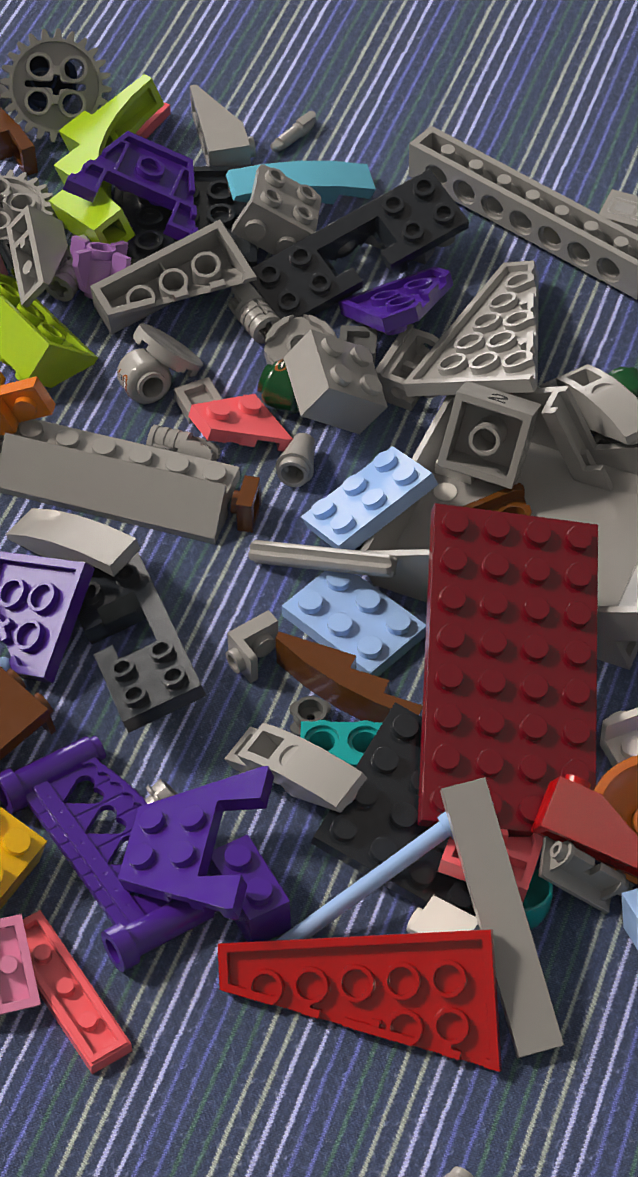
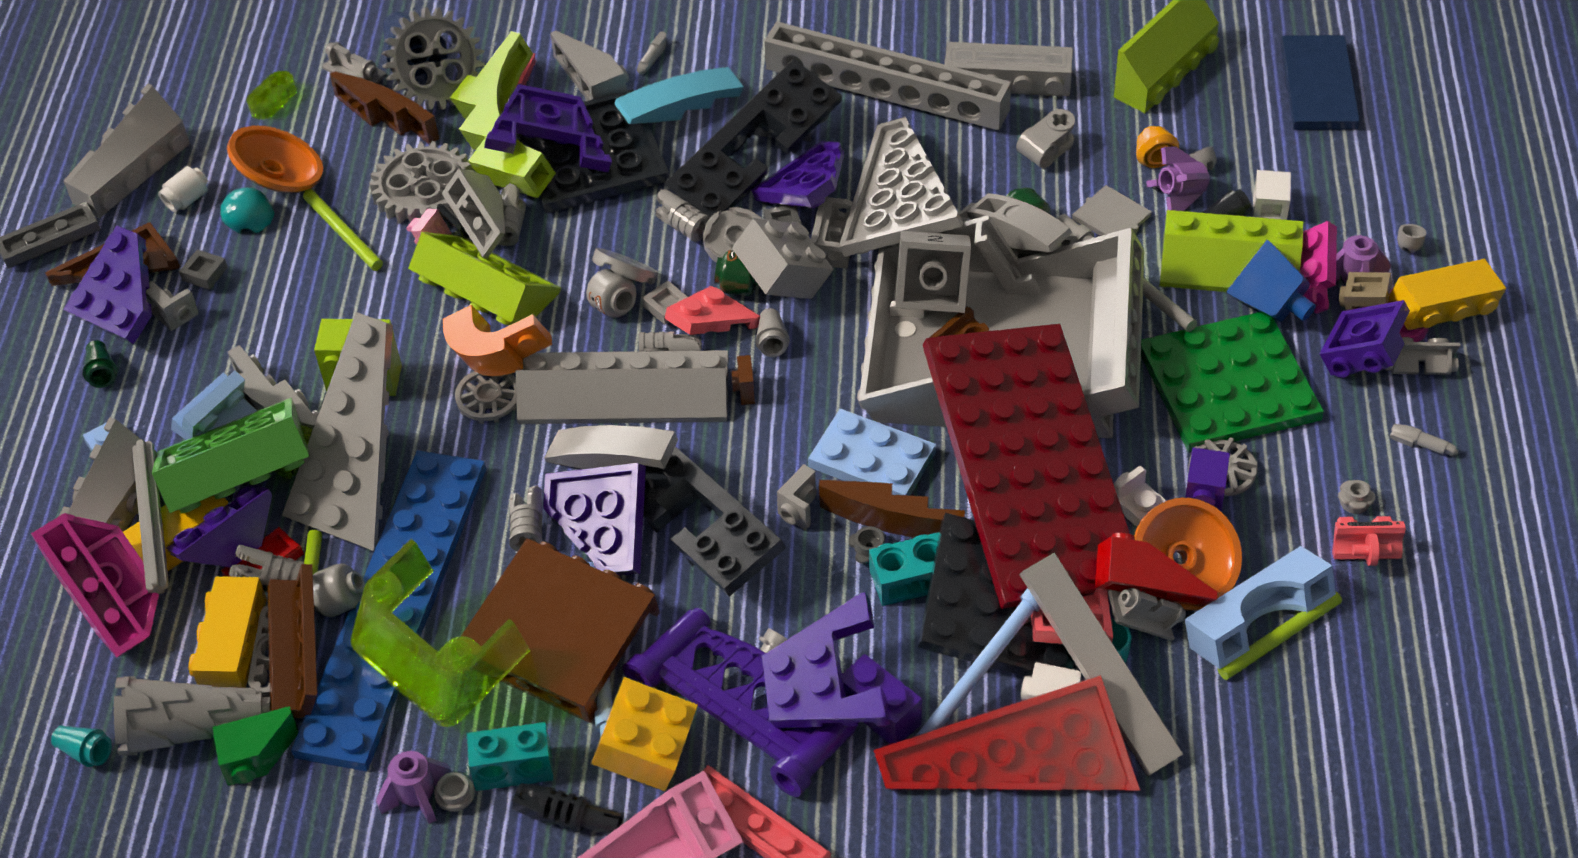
camera: 15 degrees left, 0 degrees up
(96, 261) = (537, 207): medium lavender brick -> none
(184, 269) = (612, 195): light grey wedge -> none
(278, 211) = (676, 126): light grey bracket -> none
(298, 766) = (887, 584): light grey slope -> none
(323, 558) = (830, 409): light grey axle -> none
(369, 500) = (850, 352): light blue plate -> none

